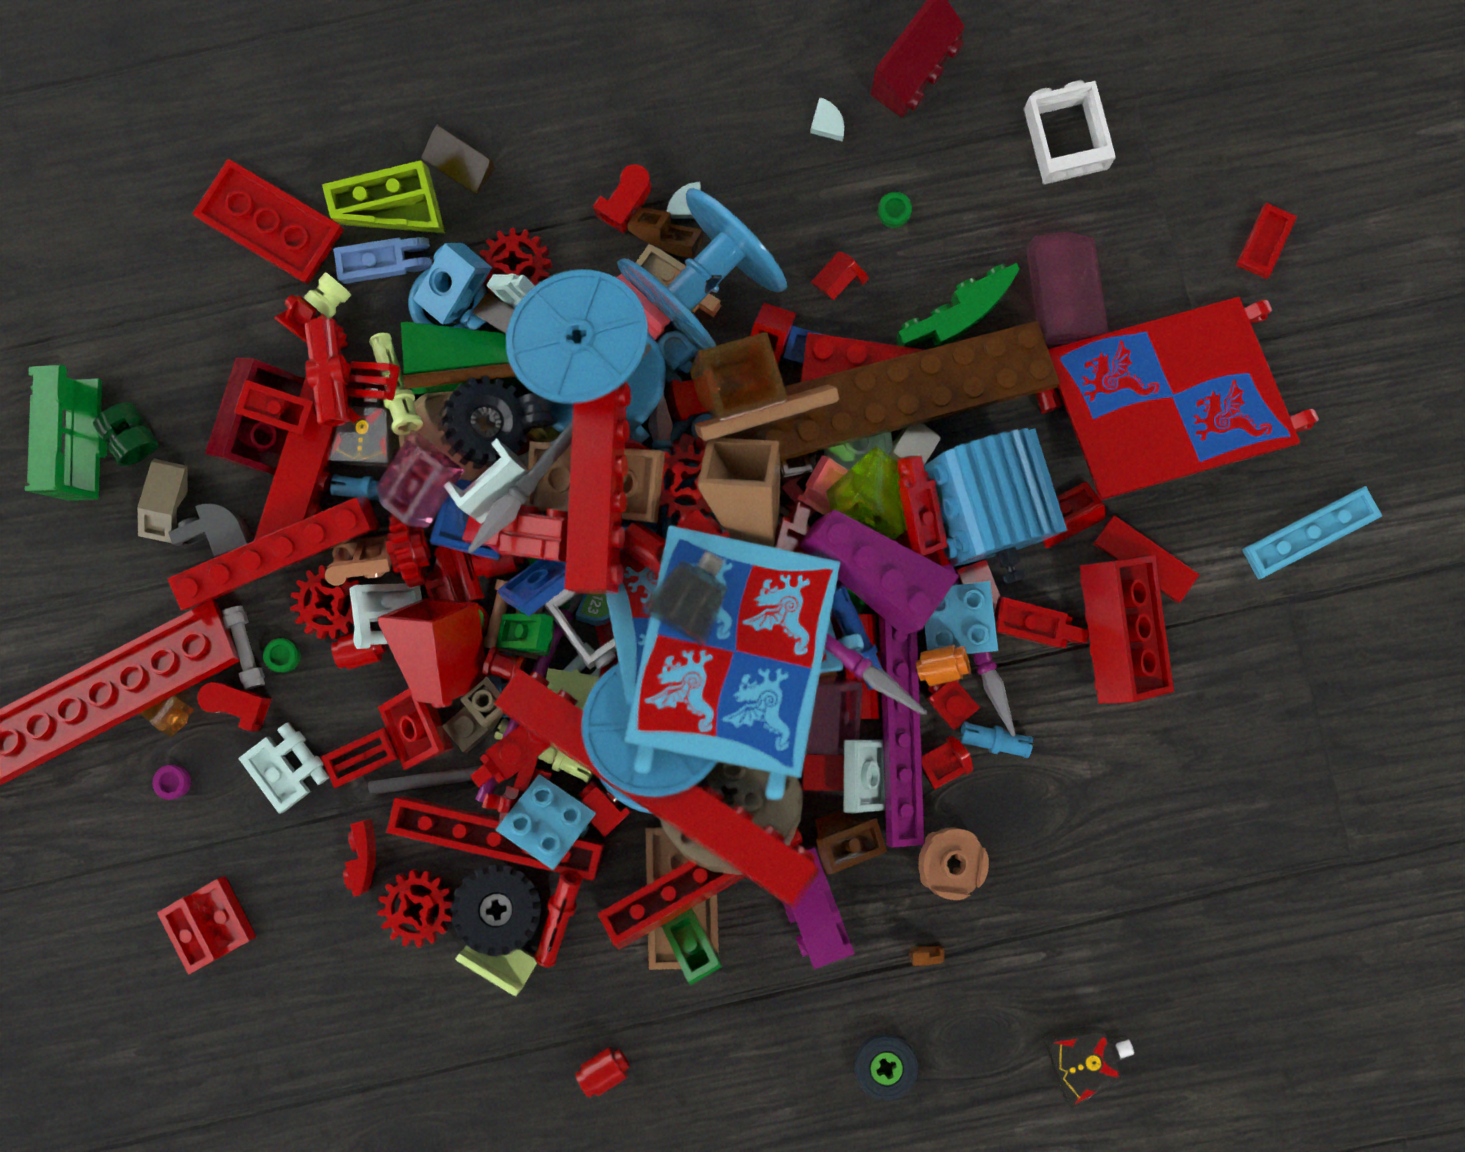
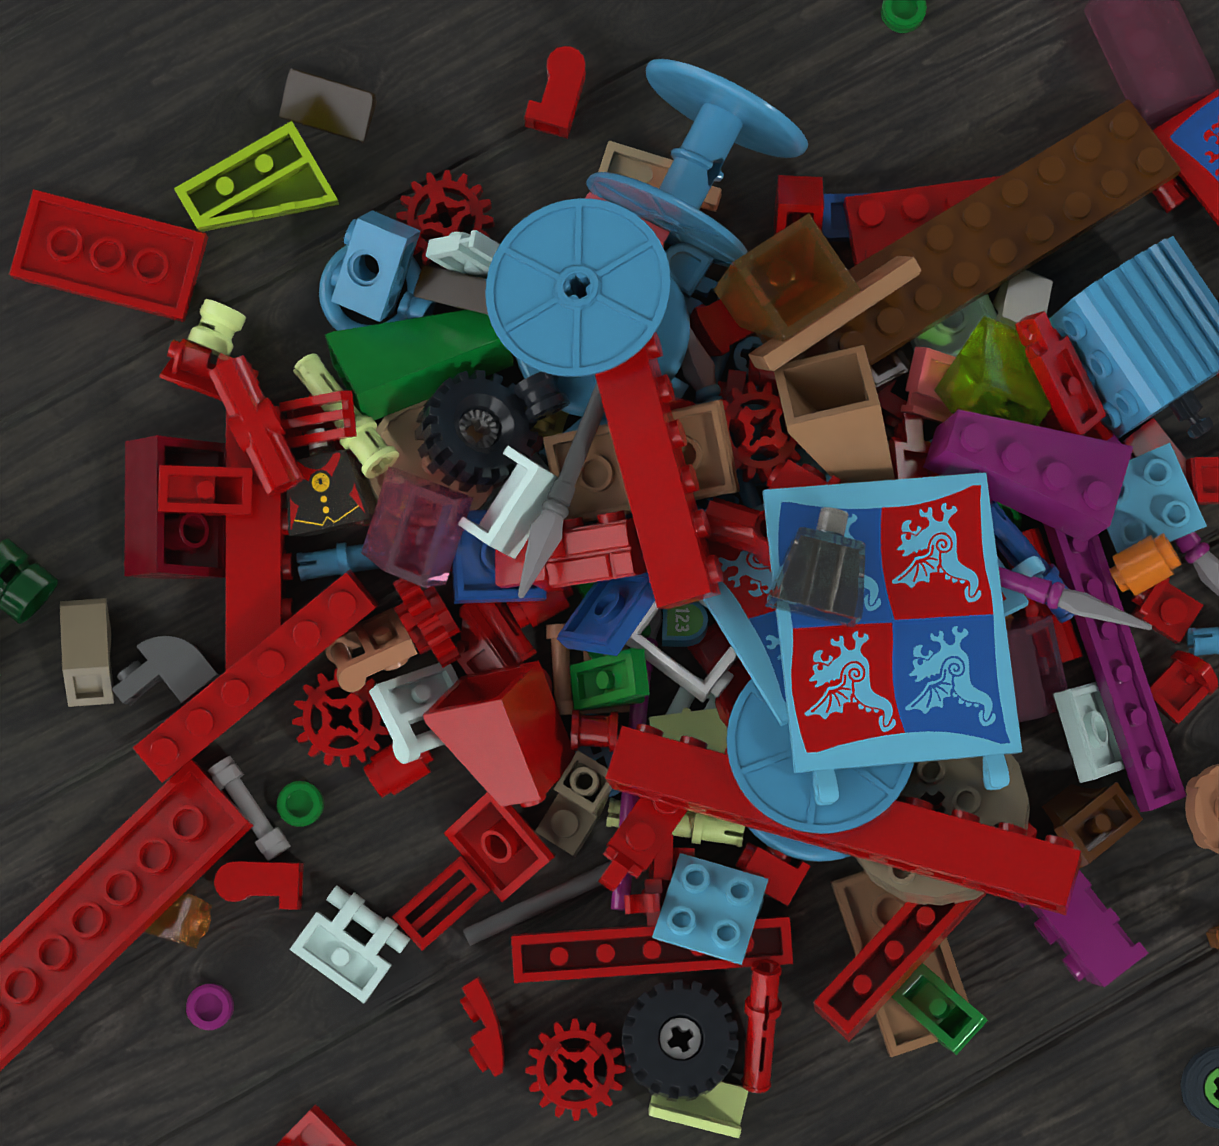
camera: 25 degrees left, 0 degrees up
(379, 259) = (268, 262): medium blue hinge -> none
(457, 375) = (432, 378): reddish brown bar -> none
(656, 229) = (611, 122): reddish brown slope -> none
(678, 205) = (632, 77): light aqua tile -> none
(823, 772) = (1042, 743): red brick -> none
(838, 275) = (860, 113): red tile -> none
(970, 303) = (1036, 103): green slope -> none

